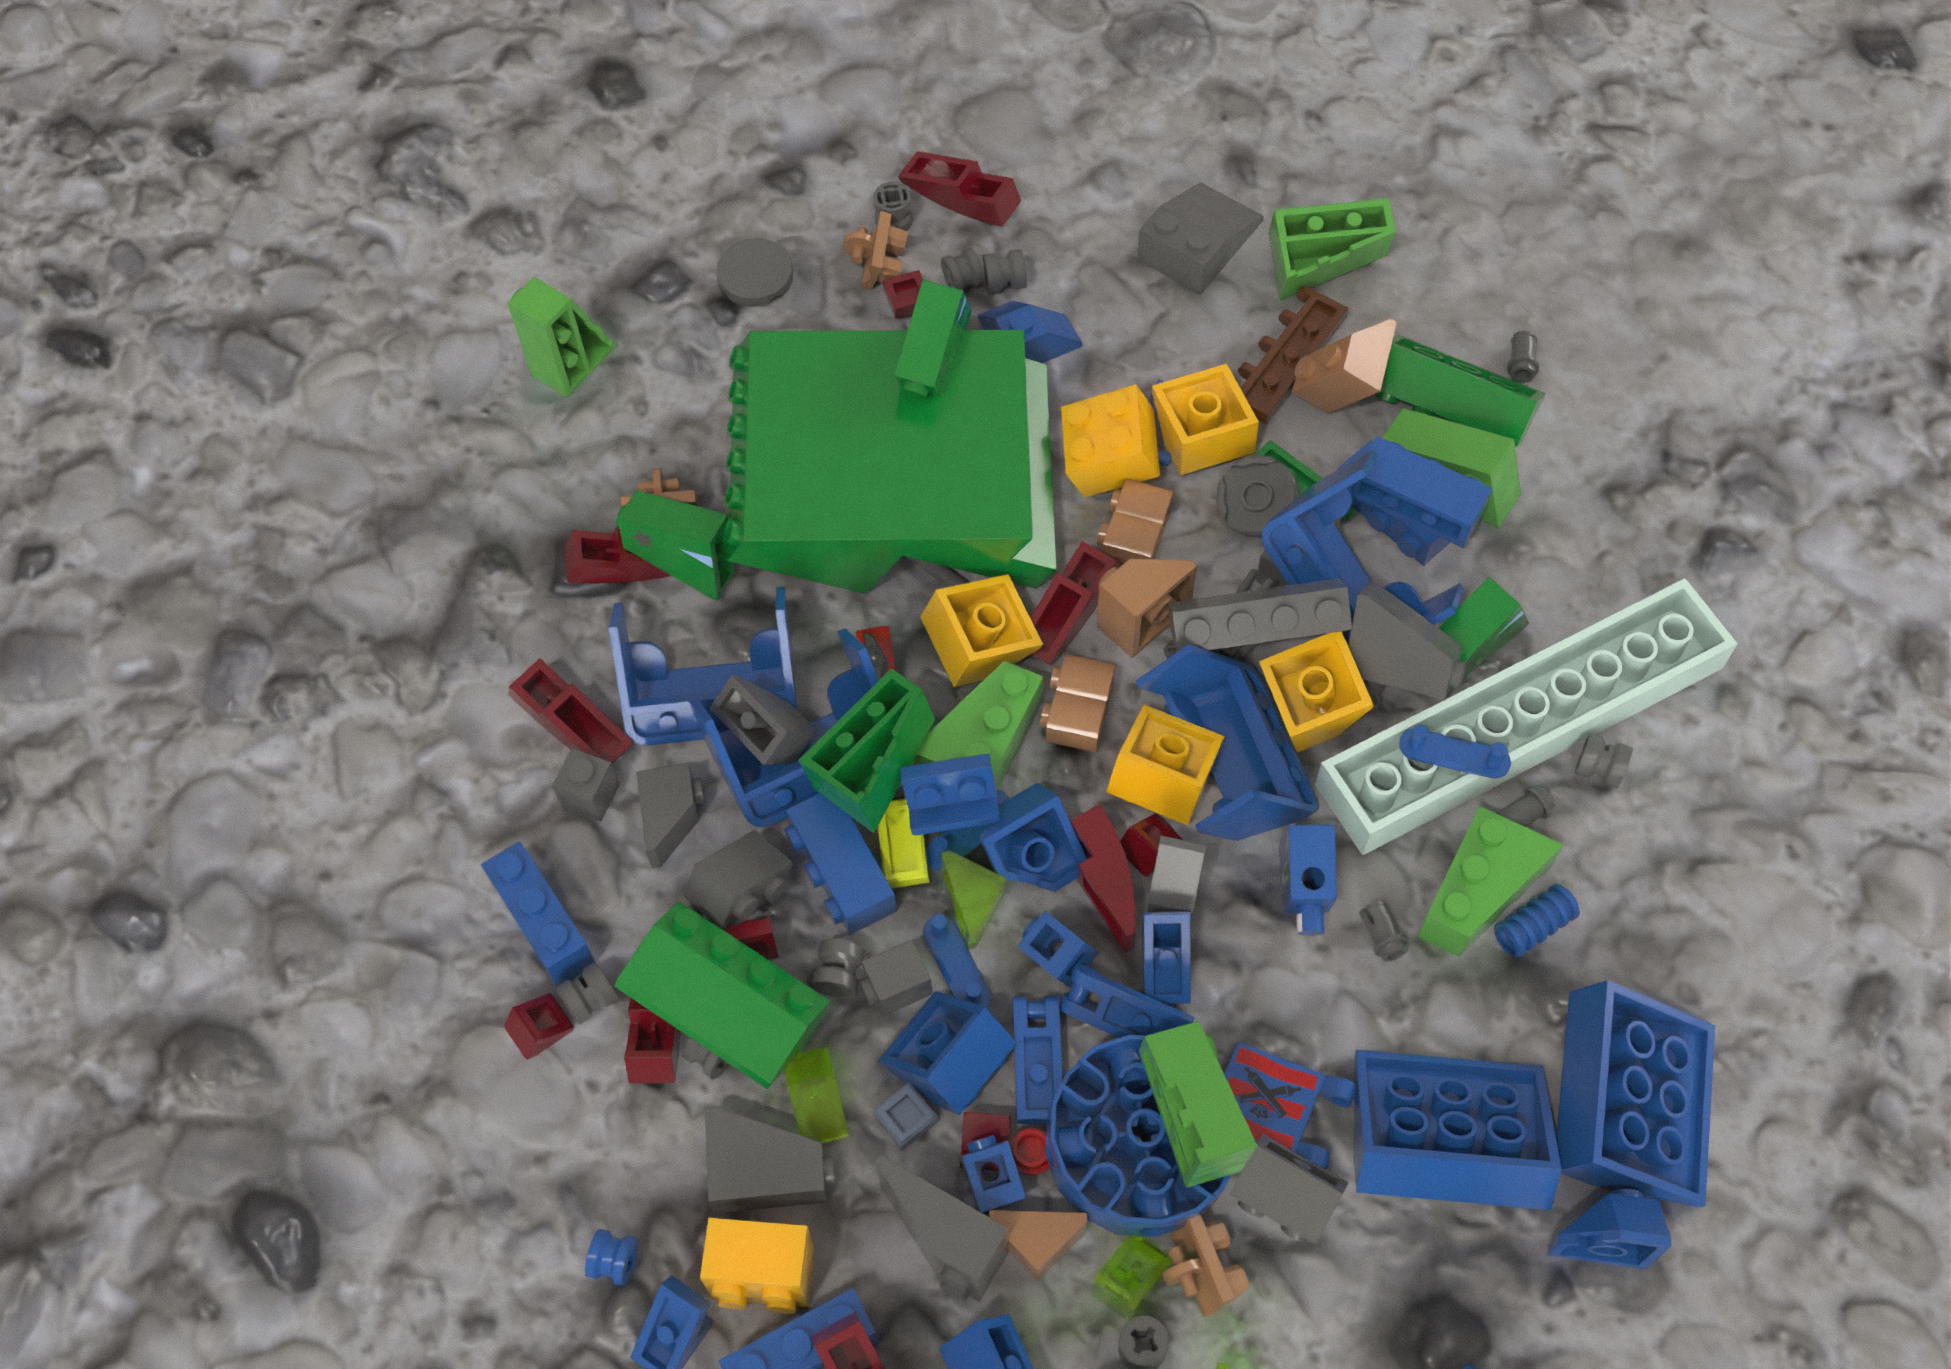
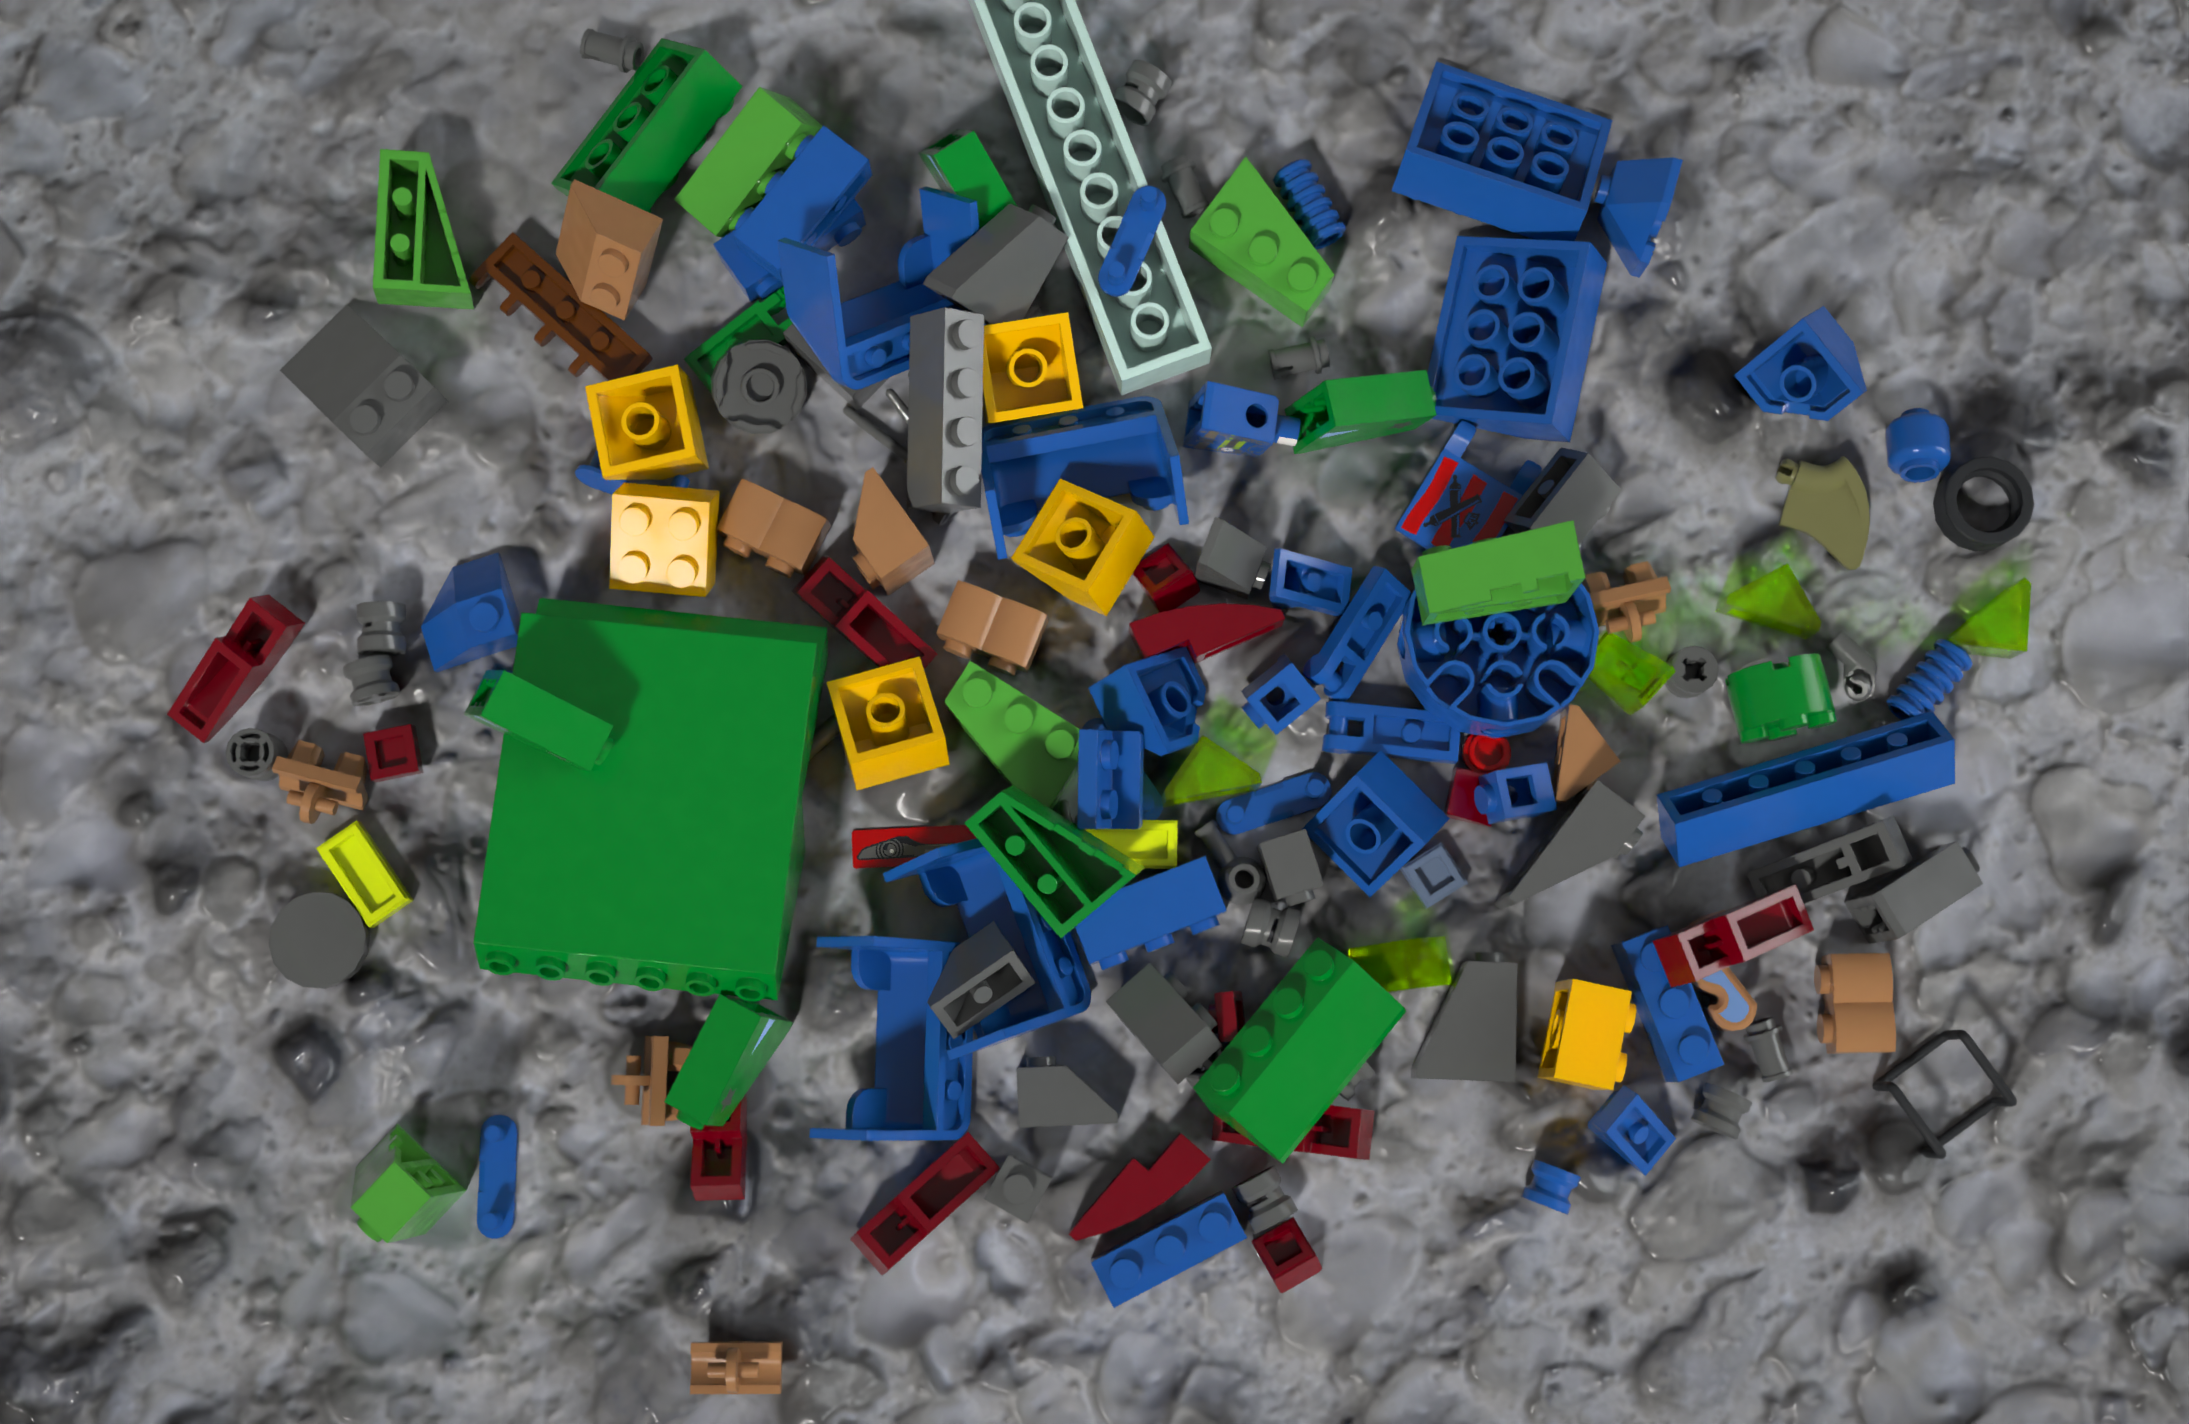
camera: 85 degrees left, 20 degrees up
(427, 592) = (736, 1367): none -> medium nougat hips
(578, 416) = (497, 1176): none -> blue piece
(594, 887) = (1141, 1189): none -> dark red slope
(809, 293) = (364, 874): none -> neon yellow tile
(895, 929) = (1230, 865): none -> dark grey bar
(1346, 988) = (1362, 409): none -> green slope

